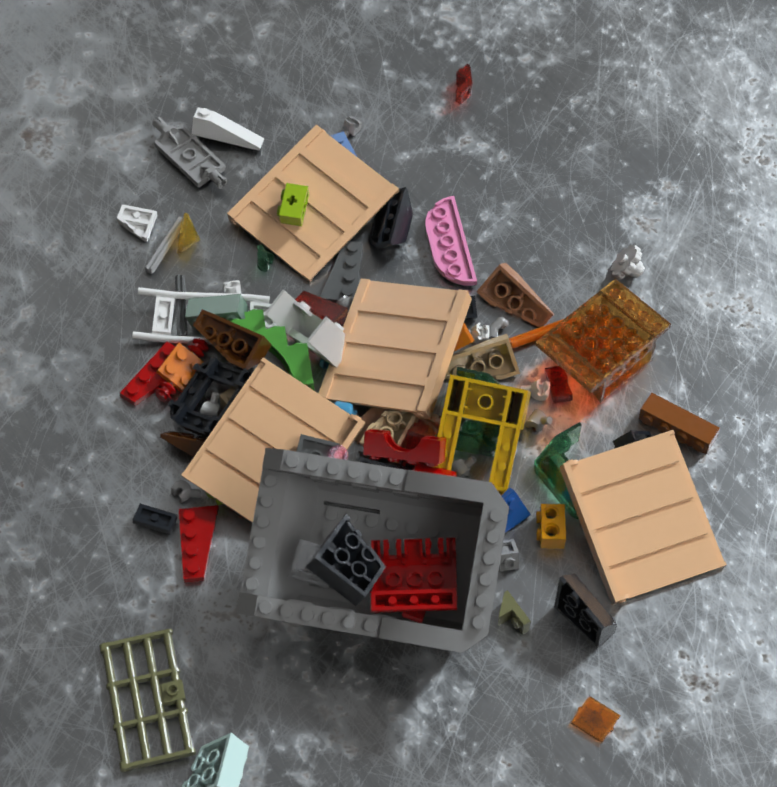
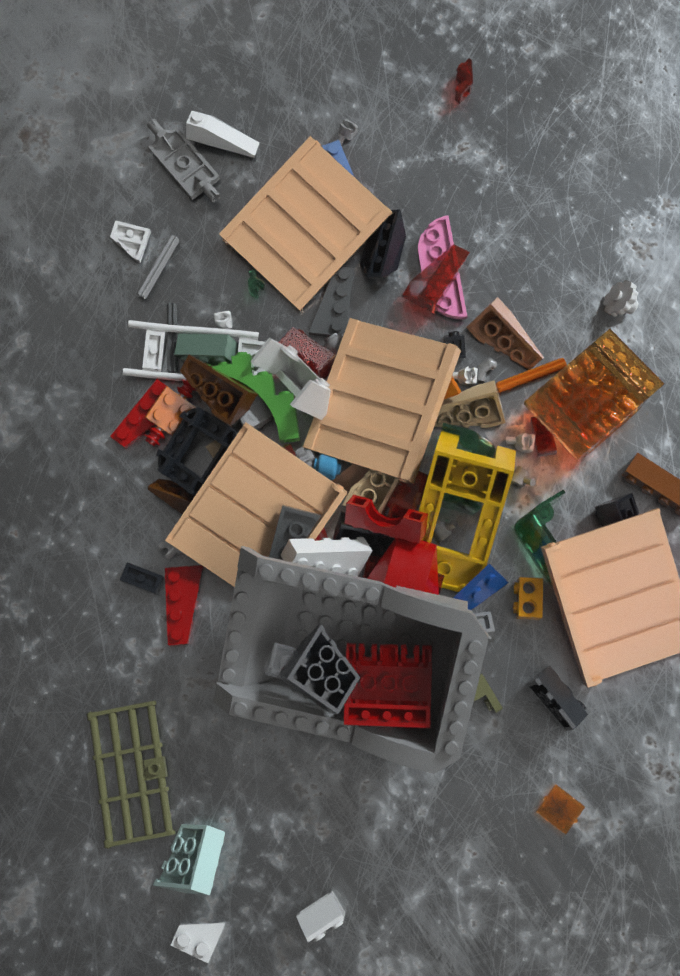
camera: 10 degrees right, 20 degrees up
(188, 235) = (180, 256): clear yellow slope -> none
(211, 407) = (198, 456): white piece -> none
(298, 196) = (287, 238): lime brick -> none
(338, 452) = (318, 528): clear pink tile -> none
(444, 250) = (435, 280): none -> clear red wedge

